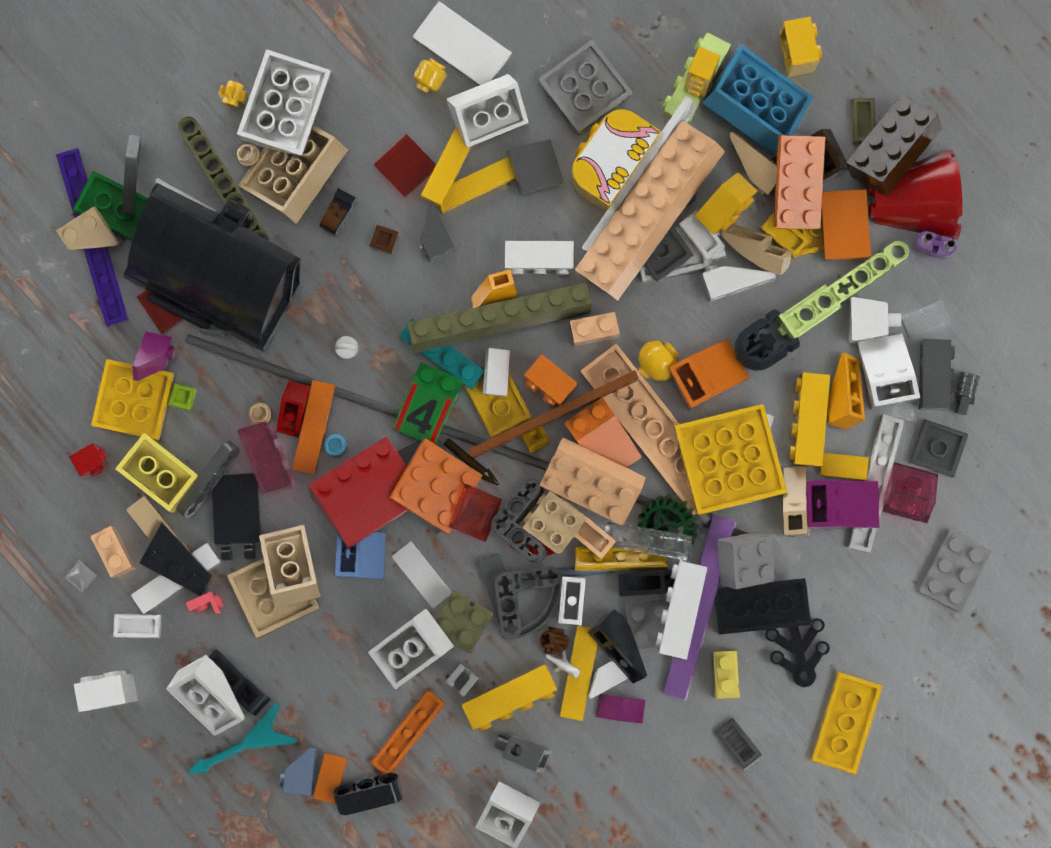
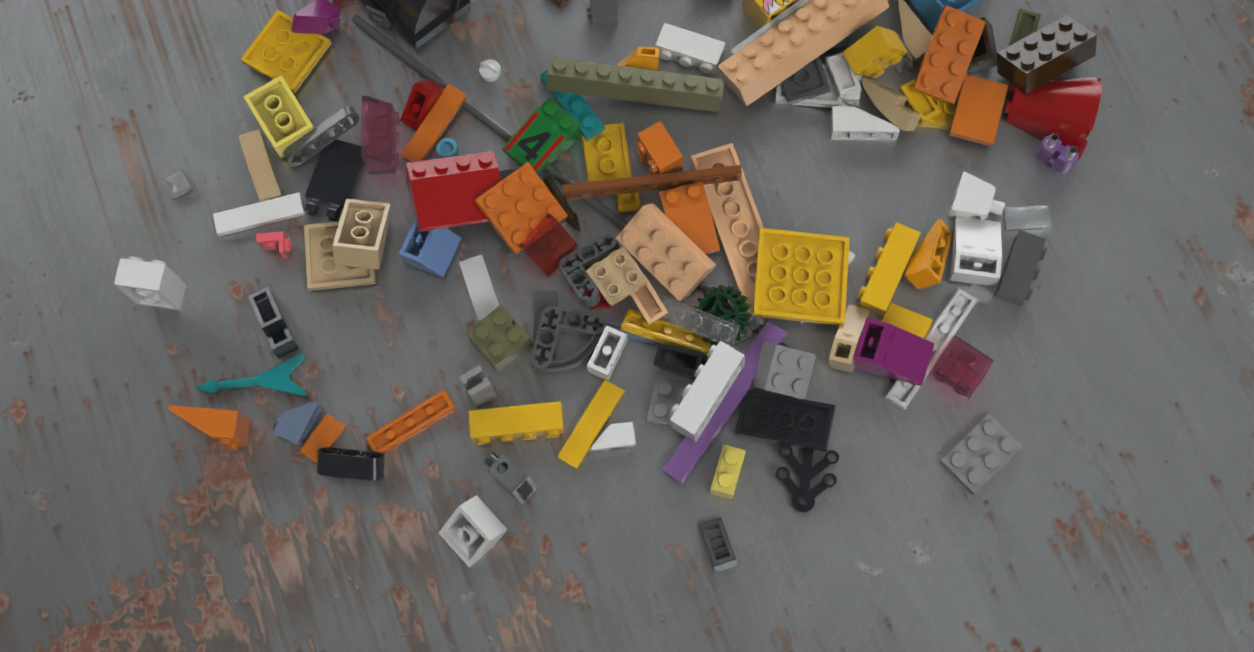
camera: 20 degrees right, 10 degrees down
(89, 460) = (226, 88): red brick -> none
(113, 552) = (213, 171): light nougat brick -> none
(137, 626) = (207, 243): white tile -> none
(173, 560) = (262, 195): black wing -> none
(182, 396) = (330, 64): lime tile -> none
(206, 695) = (240, 321): white slope -> none
(229, 805) = (224, 426): none -> orange slope
(259, 413) = (393, 97): tan plate -> none
(410, 649) = (441, 342): white brick -> none
(496, 372) = (614, 130): white tile -> none
(554, 641) = (577, 385): reddish brown gear -> none
(564, 665) = (578, 410): white bar -> none
(594, 329) = (716, 124): light nougat brick -> none
(618, 642) = (636, 405): black slope -> none
(620, 708) = (617, 470): magenta slope -> none
(656, 359) = (765, 171): yellow plant -> none
(708, 373) = (806, 196): orange slope -> none
(793, 326) = (899, 180): yellowish green piece -> none
(846, 723) = (828, 561): yellow tile -> none
(938, 448) = (1002, 337): dark grey tile -> none
(966, 391) = (1045, 292): dark grey hinge -> none

